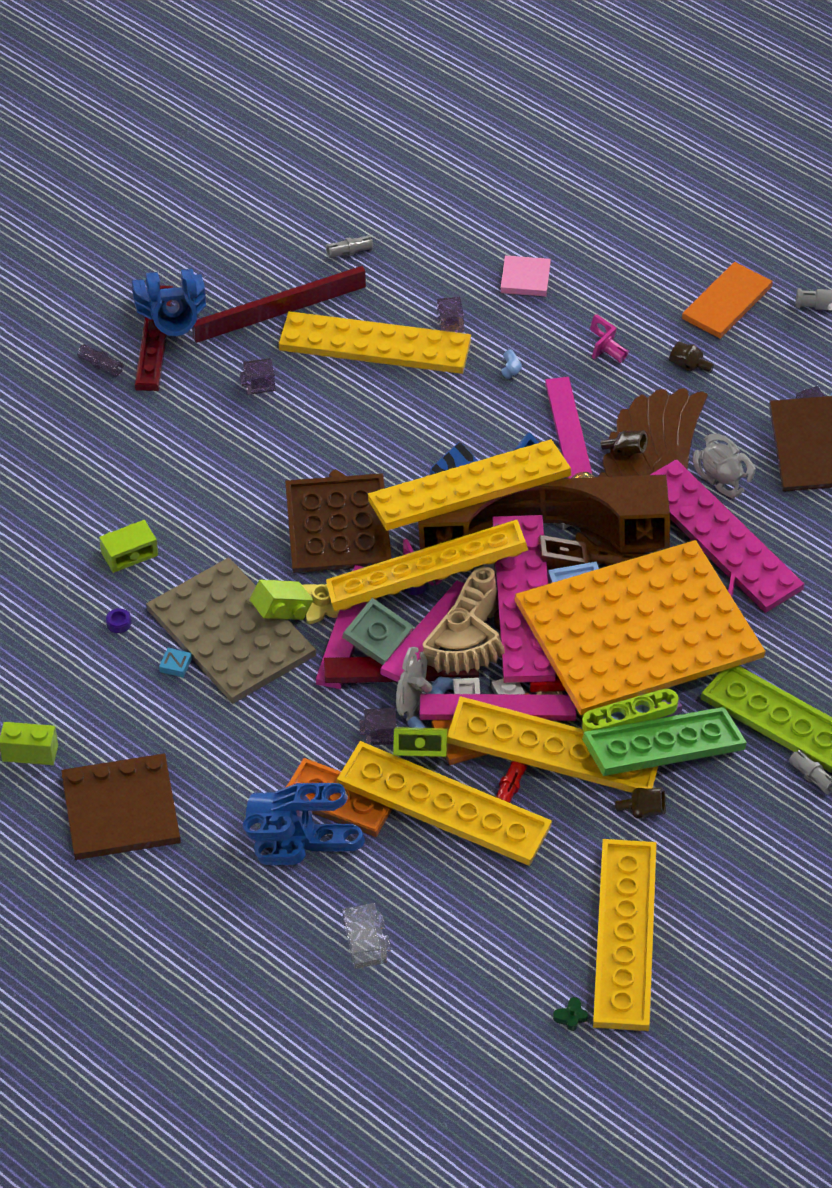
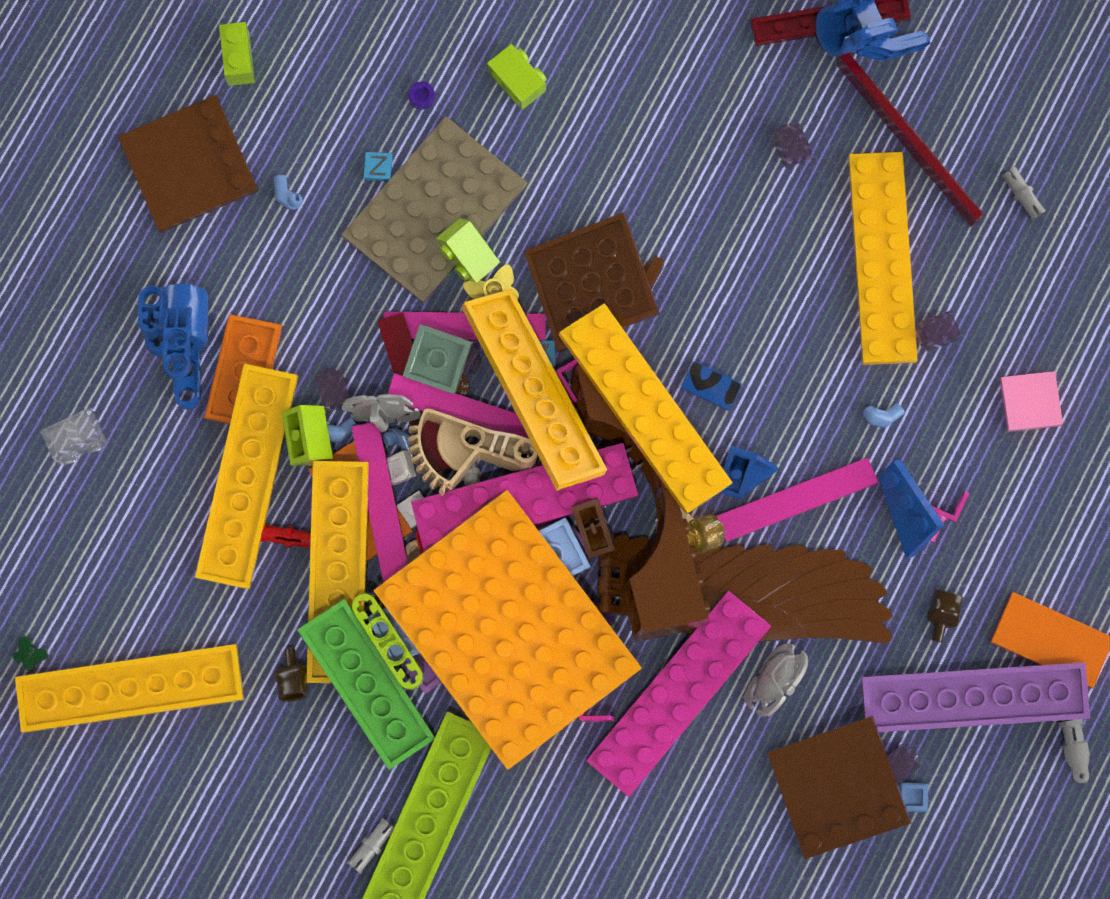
camera: 75 degrees right, 30 degrees up
(179, 736) = (283, 195): none -> medium blue arm
(597, 357) = (909, 508): none -> blue wing
(627, 443) = (781, 567): dark brown piece -> none
(765, 347) = (977, 697): none -> medium lavender plate

